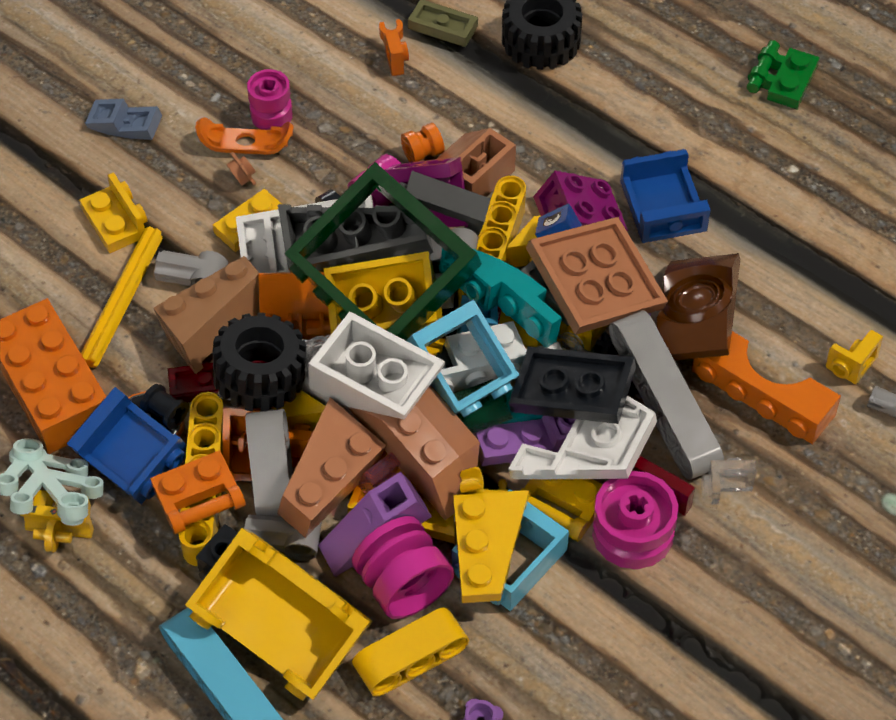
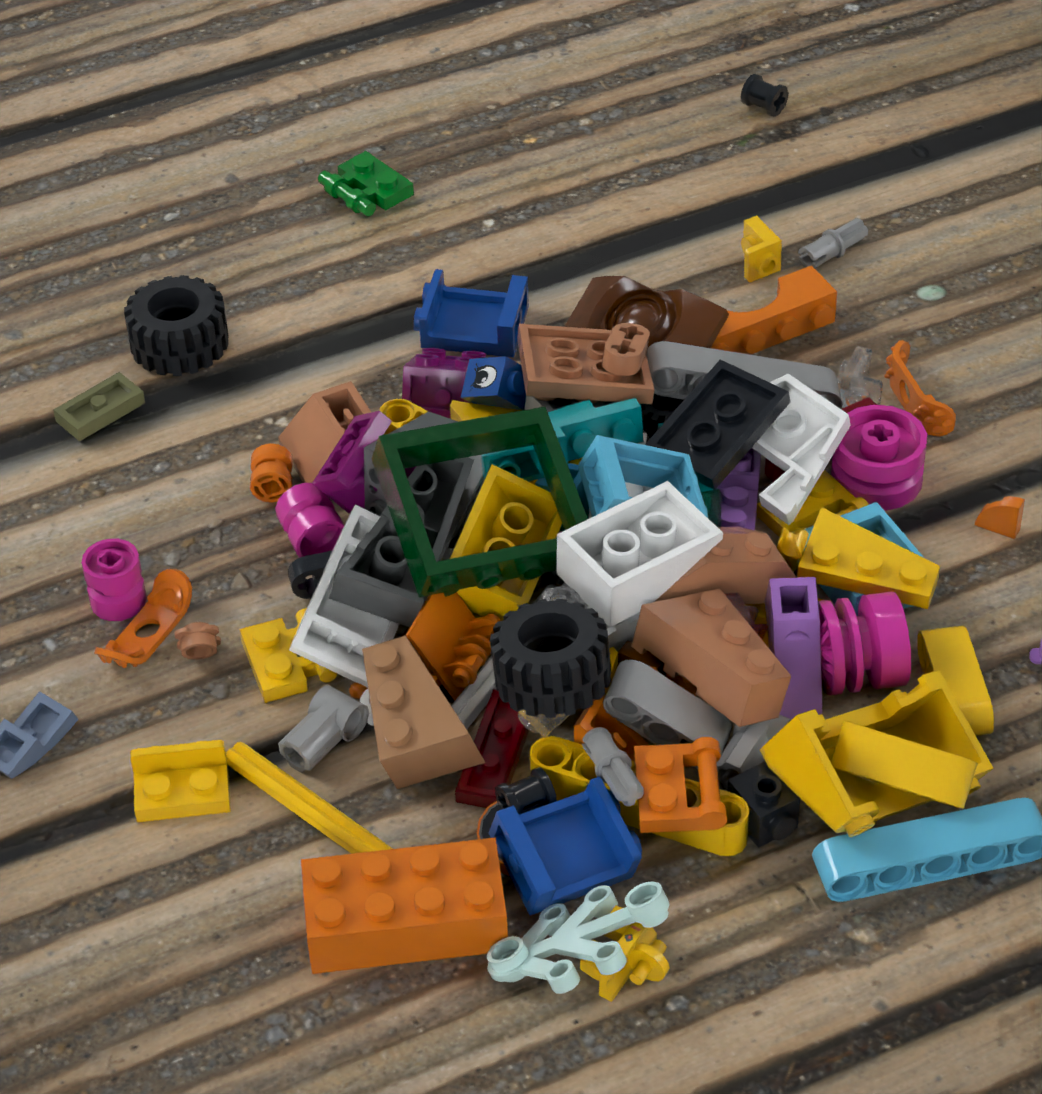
camera: 65 degrees left, 10 degrees down
(192, 443) = (612, 766): none -> light grey axle
(274, 631) = (903, 764): none -> yellow beam
(395, 49) = (109, 454): orange plate -> none
(617, 291) = (625, 349): none -> nougat beam
(621, 636) = (1002, 516): none -> orange tile
(758, 503) = (935, 416): none -> orange piece

